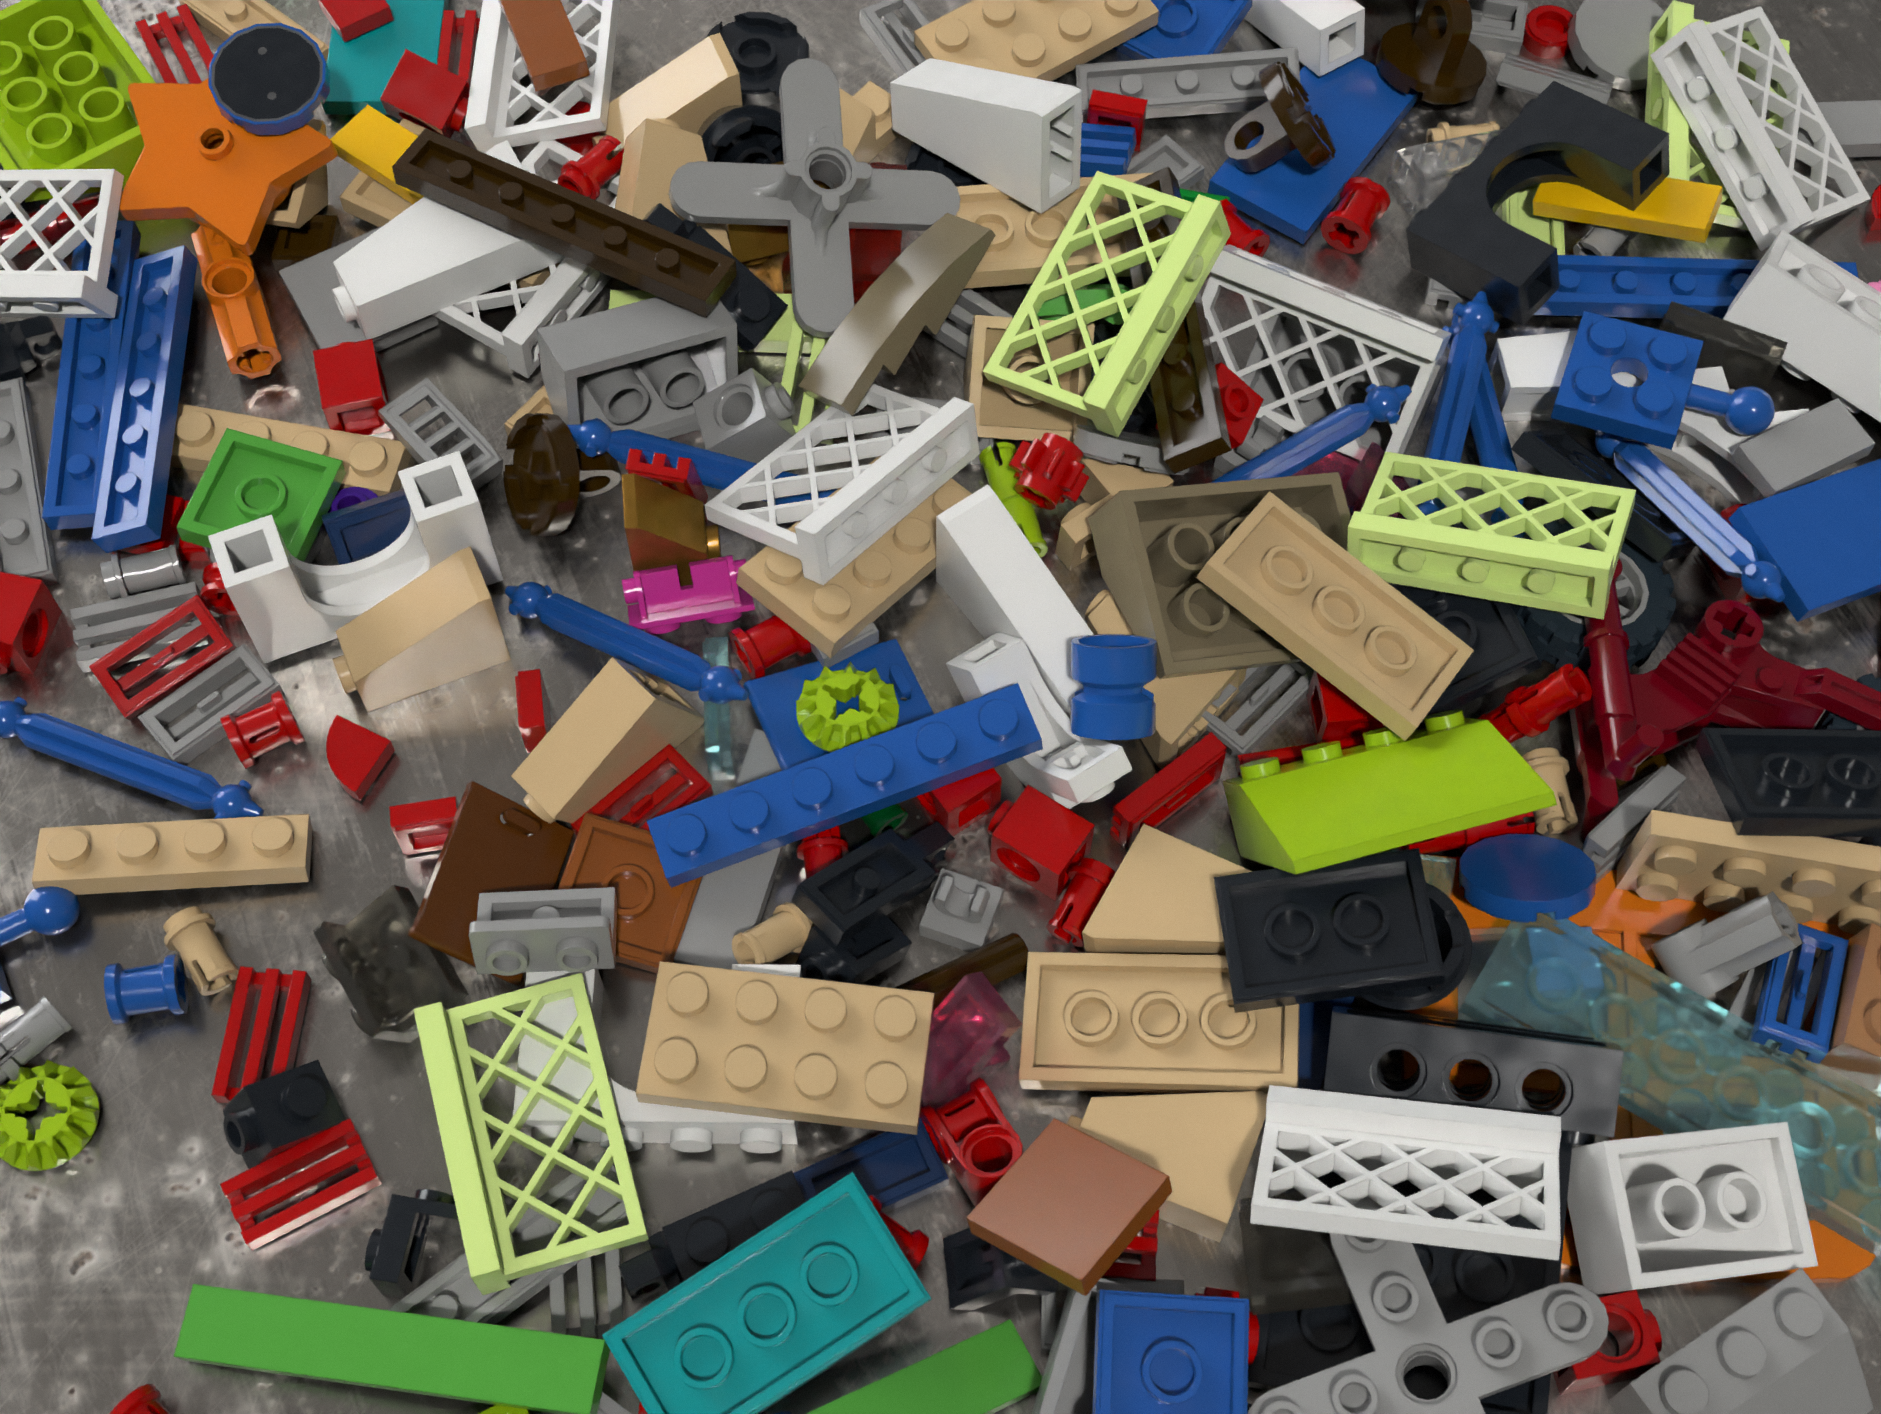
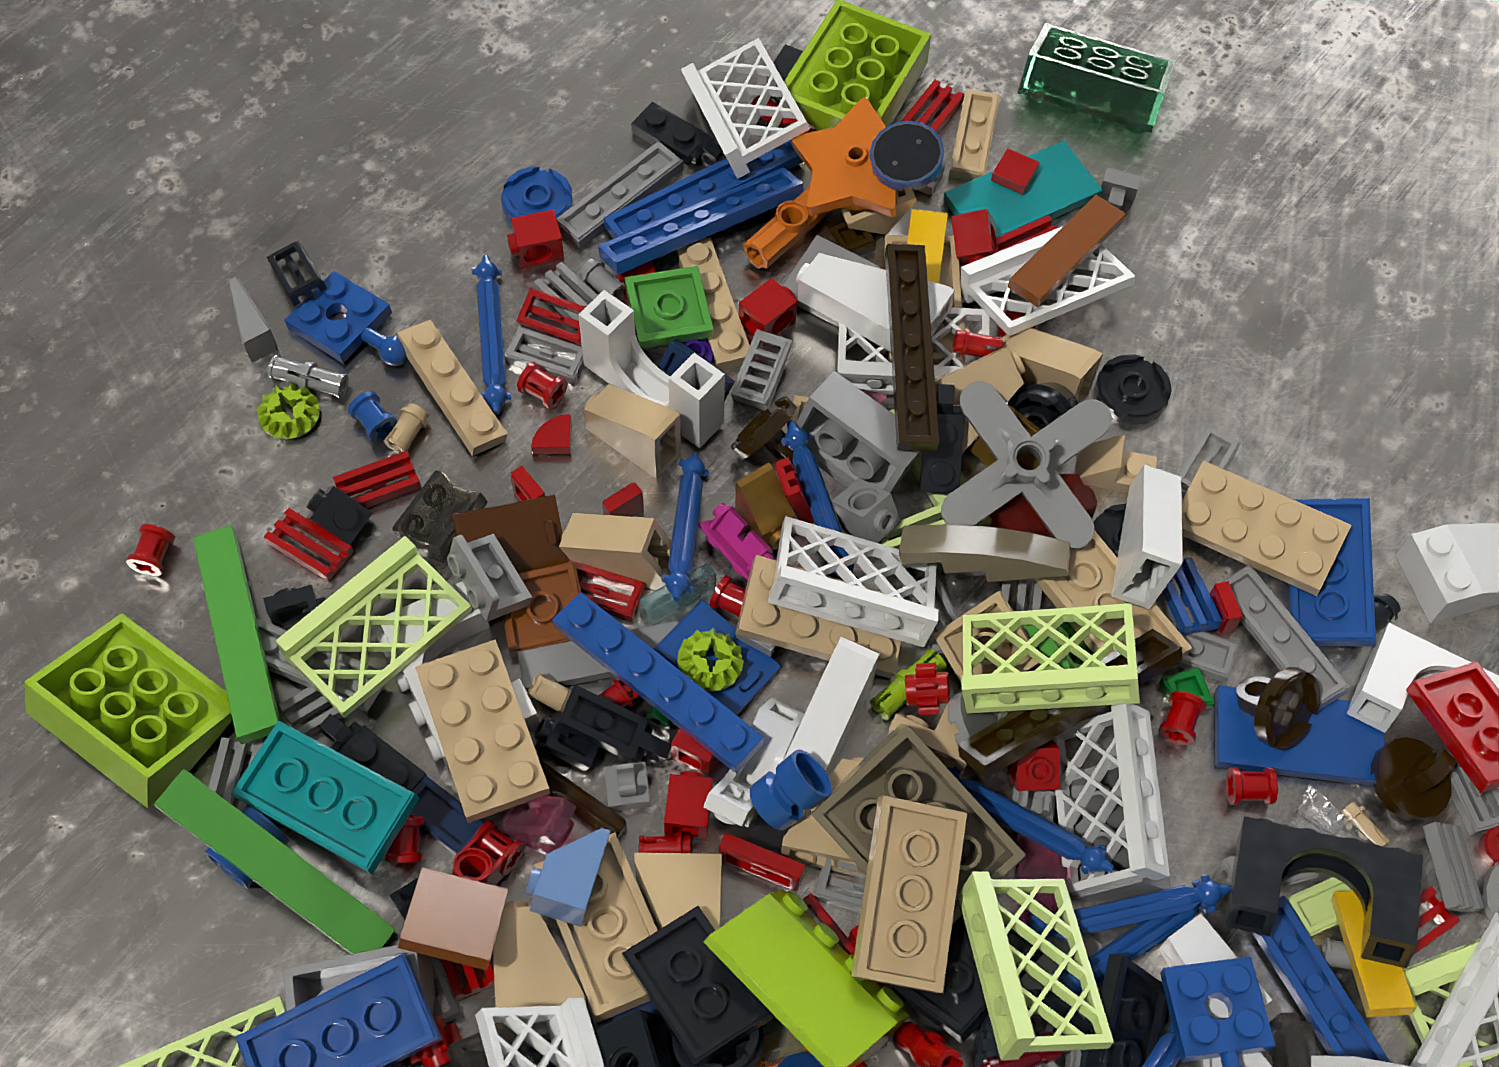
camera: 60 degrees right, 0 degrees up
(1087, 1027) = (568, 878): none -> medium blue slope

